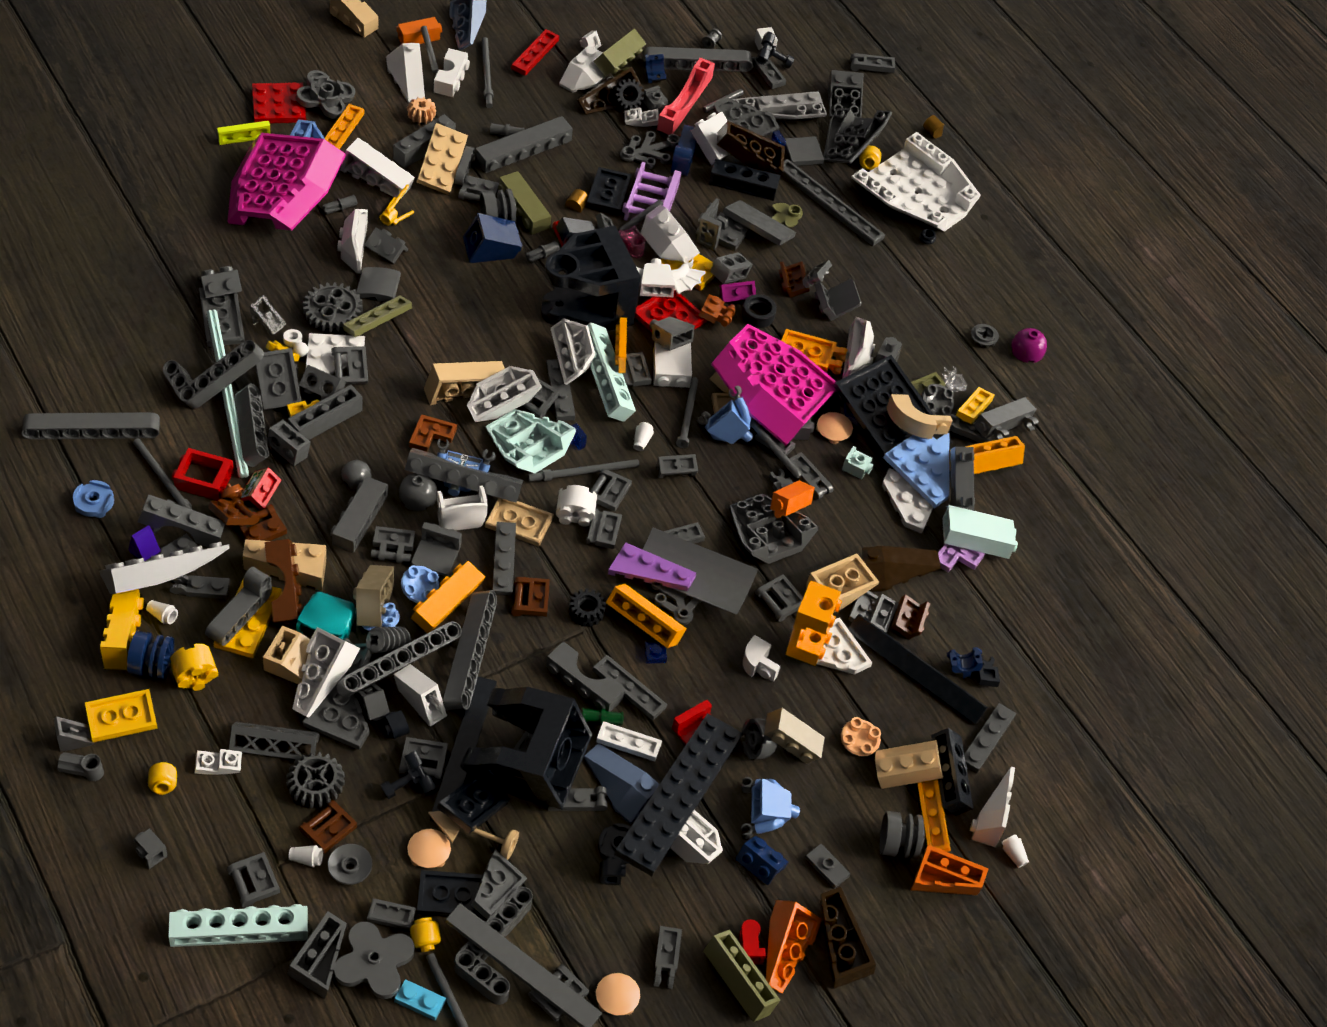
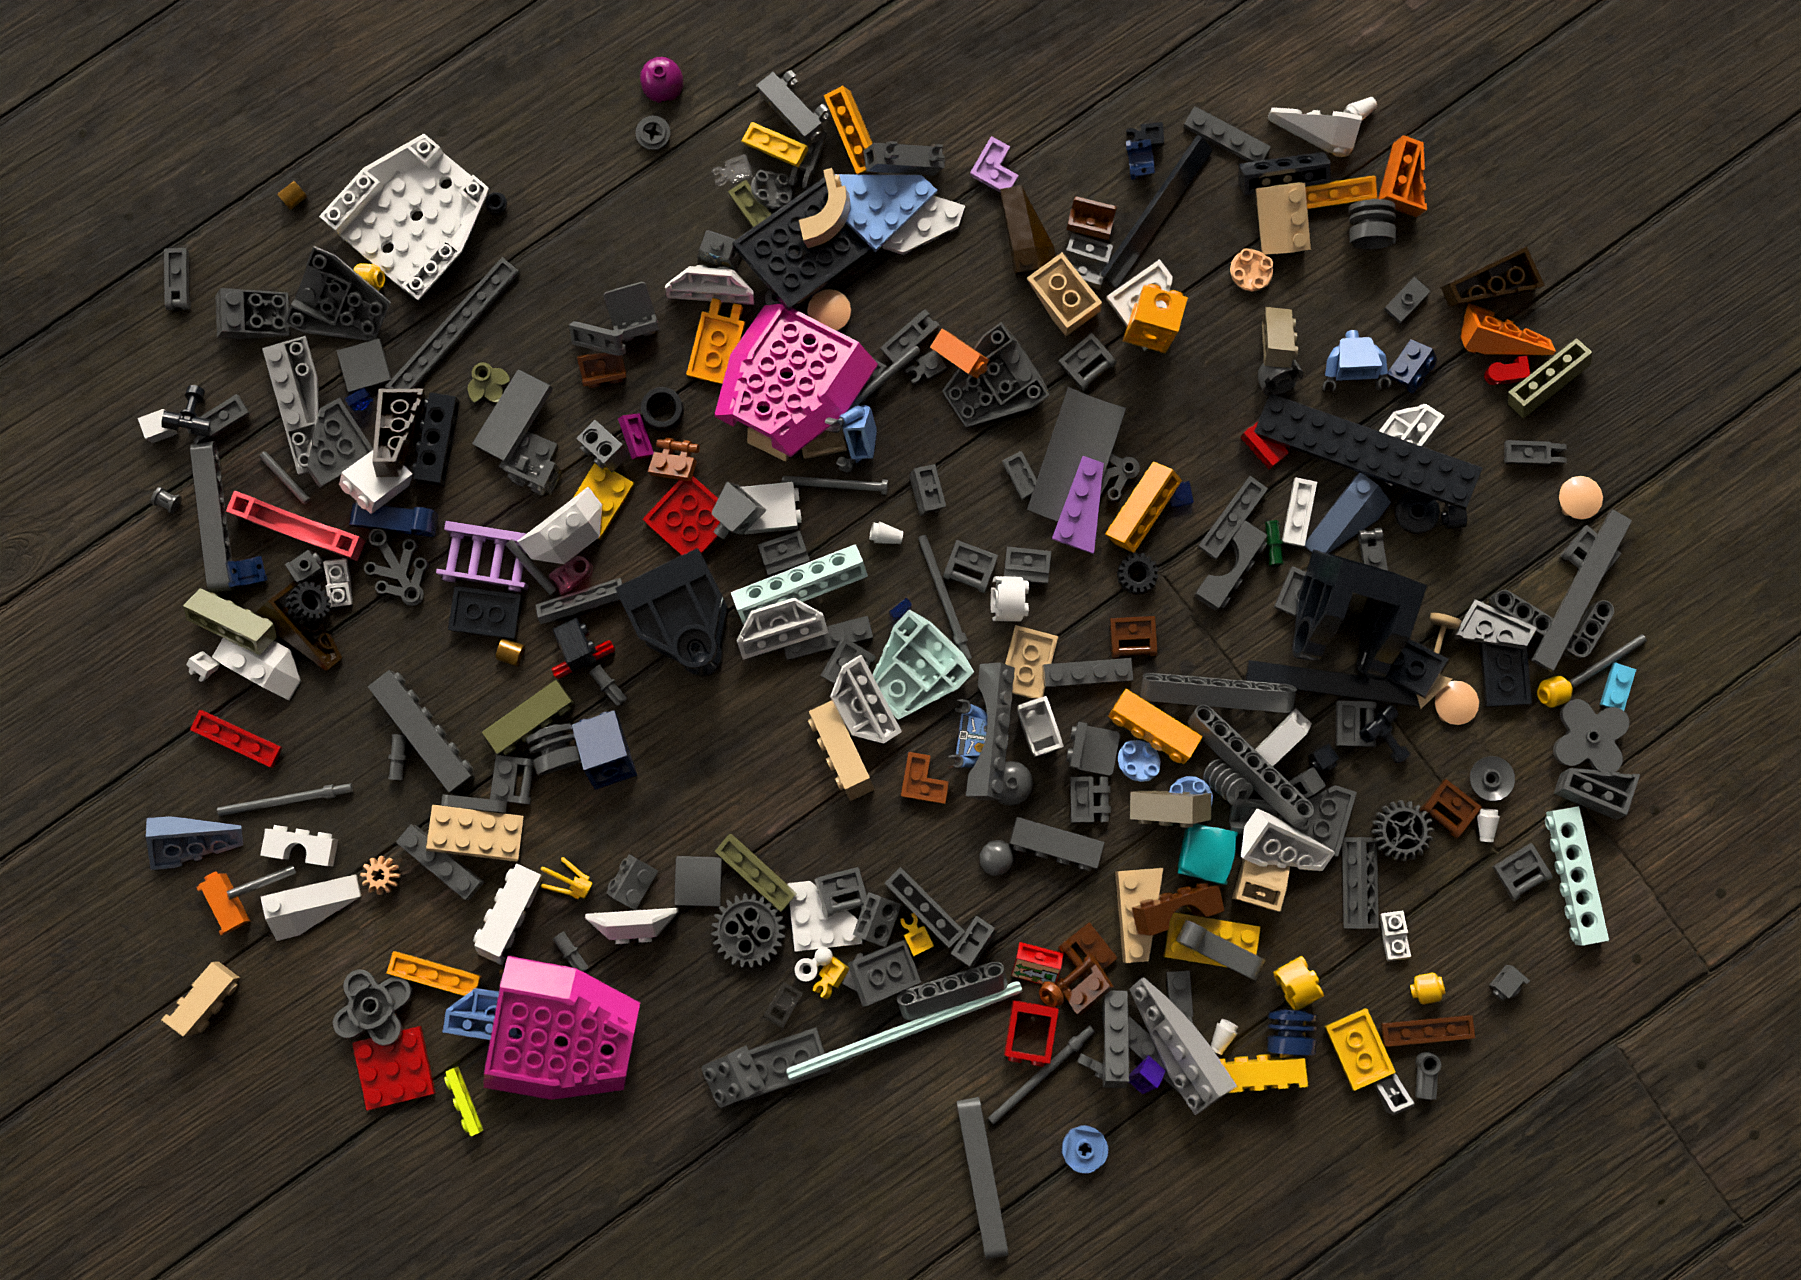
camera: 90 degrees left, 30 degrees up
(122, 774) = (1427, 1030): none -> reddish brown plate
(214, 379) = (903, 1048): dark grey beam -> none
(391, 914) = (1536, 728): dark grey plate -> none
(620, 345) = (768, 569): light orange plate -> none
(661, 281) = (643, 529): white torso -> none
(756, 659) = (1174, 387): white brick -> none
(857, 463) = (883, 289): light aqua brick -> none
(979, 532) = (967, 141): light aqua brick -> none

